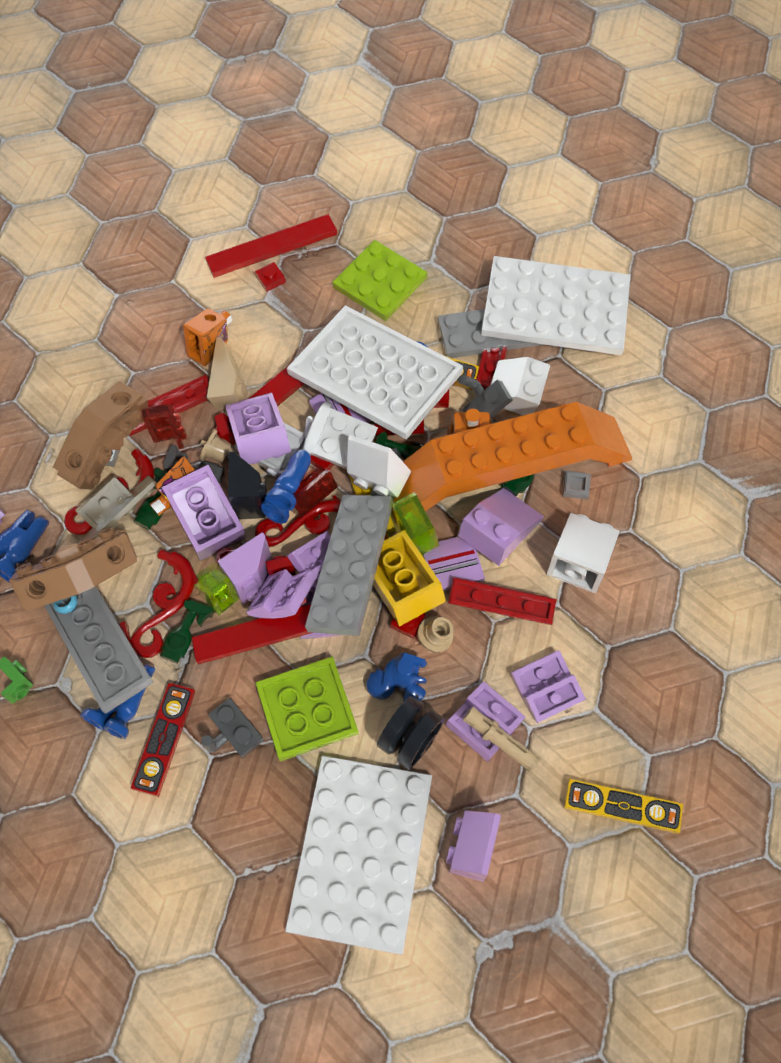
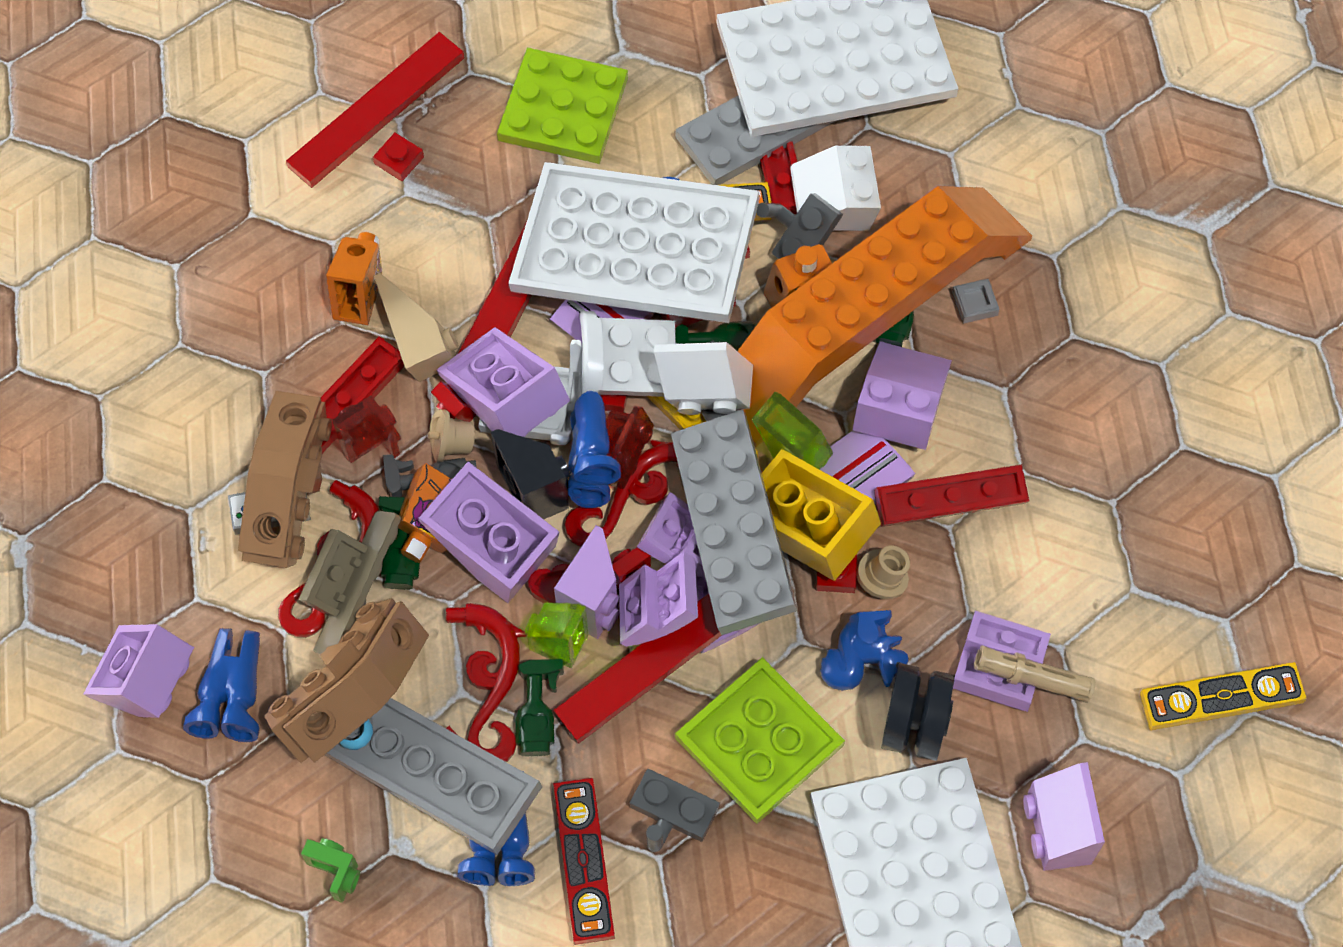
camera: 25 degrees left, 0 degrees up
(547, 686) = (1059, 584): lavender slope -> none
(583, 552) = (1029, 389): white slope -> none

